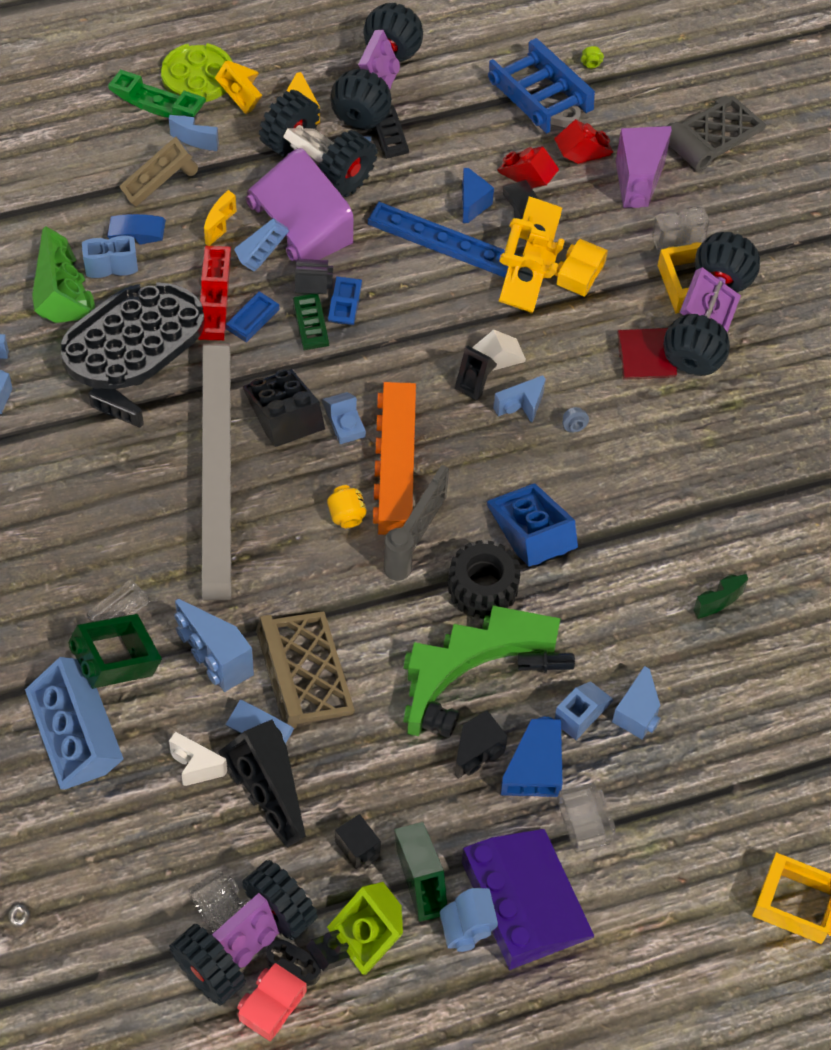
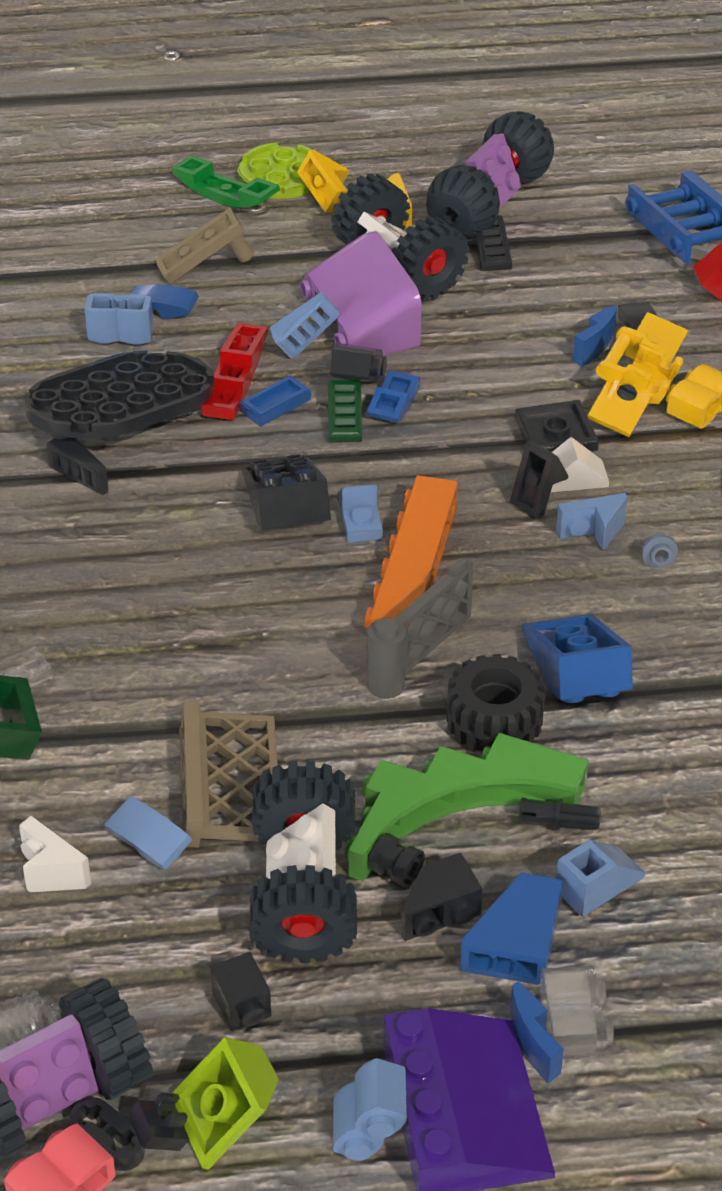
camera: 15 degrees right, 15 degrees down
(57, 283) = (51, 337): bright green wedge -> none
(194, 135) = (259, 222): medium blue slope -> none
(215, 644) = (116, 726): medium blue slope -> none
(216, 220) = (263, 296): yellow slope -> none
(216, 473) = (178, 553): light grey beam -> none
(263, 766) = (134, 876): black wedge -> none
(346, 506) = (334, 603): yellow head -> none
(386, 768) = (301, 901): none -> black plate
(421, 870) = (319, 1041): dark green slope -> none
(438, 238) = (525, 350): blue tile -> none
(476, 195) = (580, 306): blue slope -> none
(476, 315) = (555, 423): none -> black plate
(491, 217) = (596, 338): none -> blue slope
(530, 165) = (661, 288): red slope -> none
(557, 831) = (530, 1027): none -> blue slope
(639, 706) = (678, 886): medium blue slope -> none

